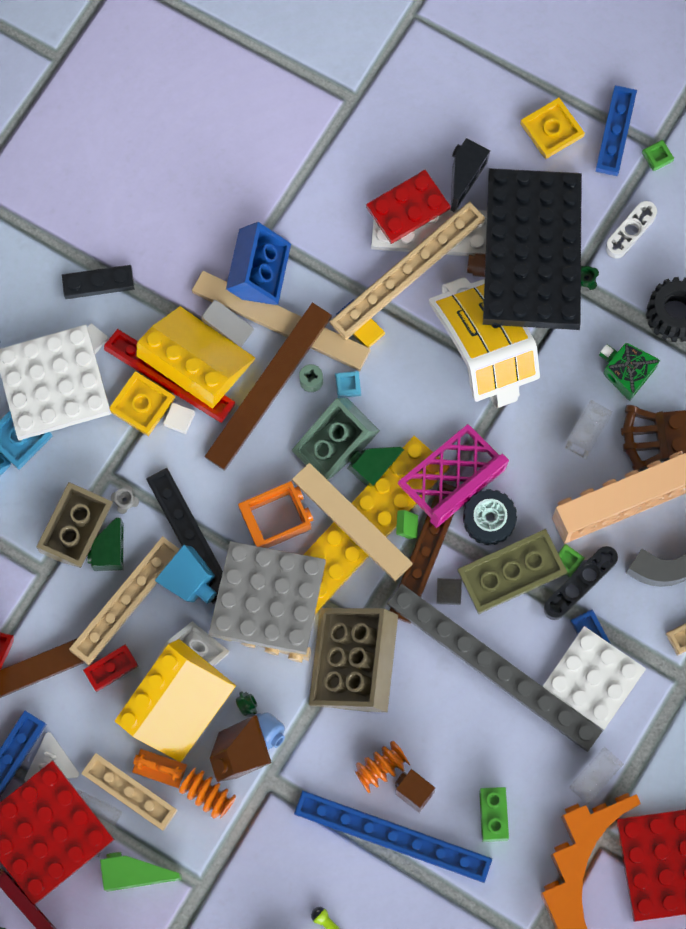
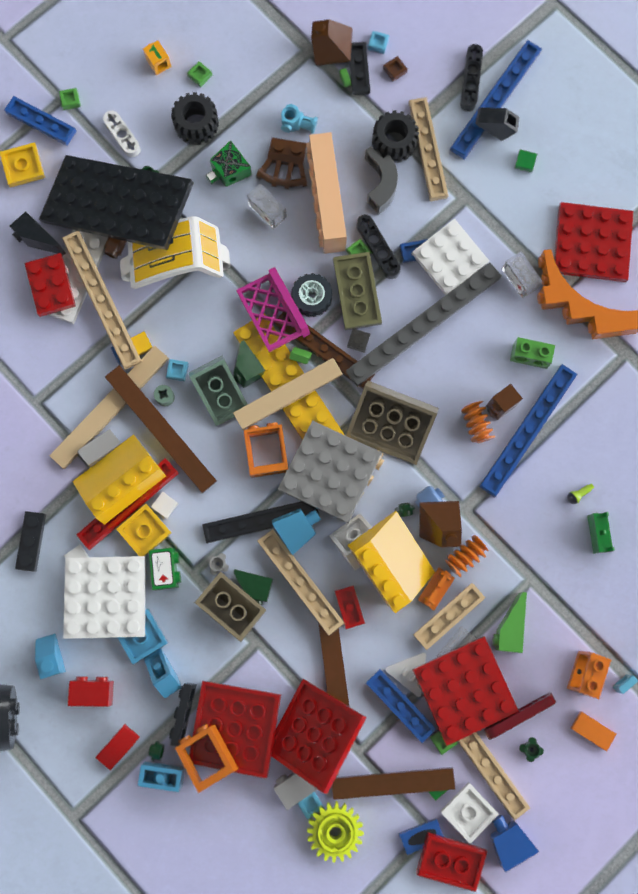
camera: 80 degrees left, 5 degrees up
(102, 439) = (164, 568): none -> brick
(258, 264) = (59, 410): blue slope -> none

